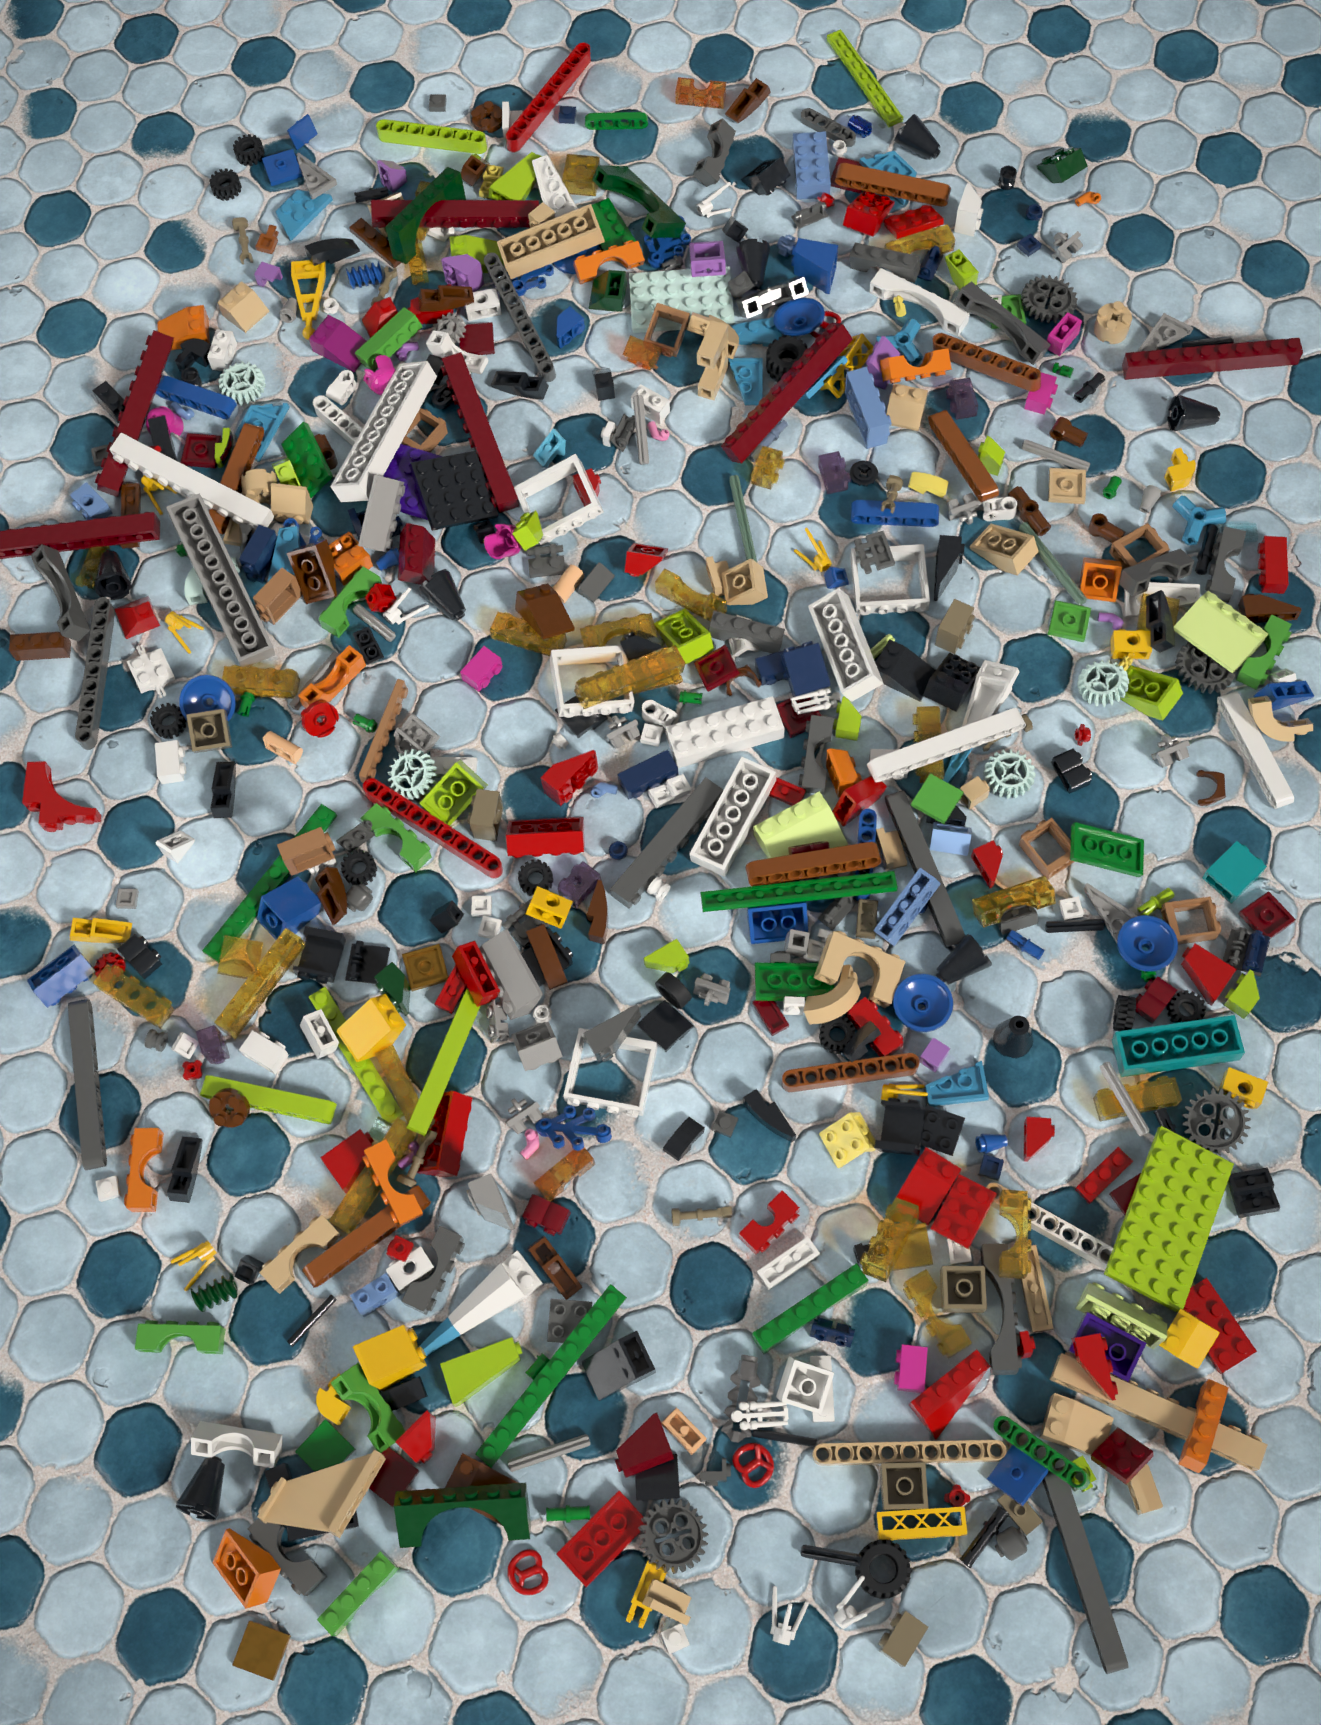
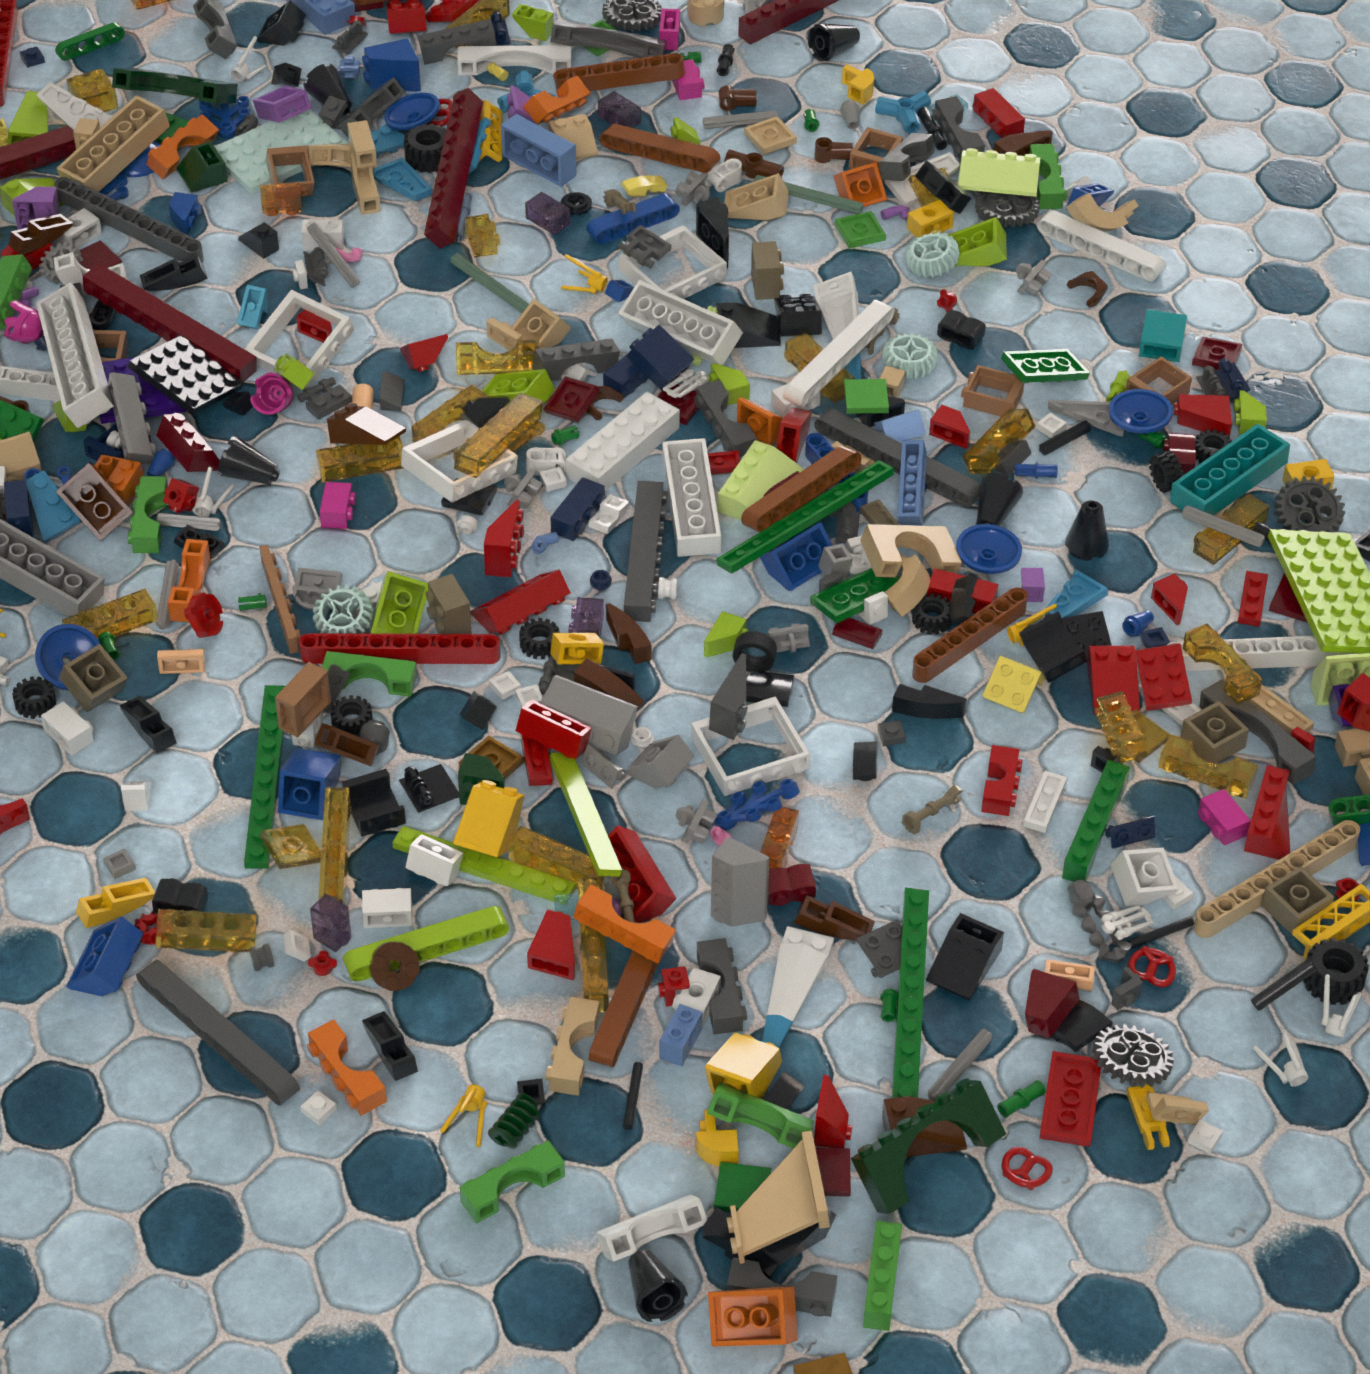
camera: 40 degrees left, 20 degrees down
(277, 596) = (67, 536): medium nougat window -> none
(479, 1368) = (833, 1037): lime slope -> none

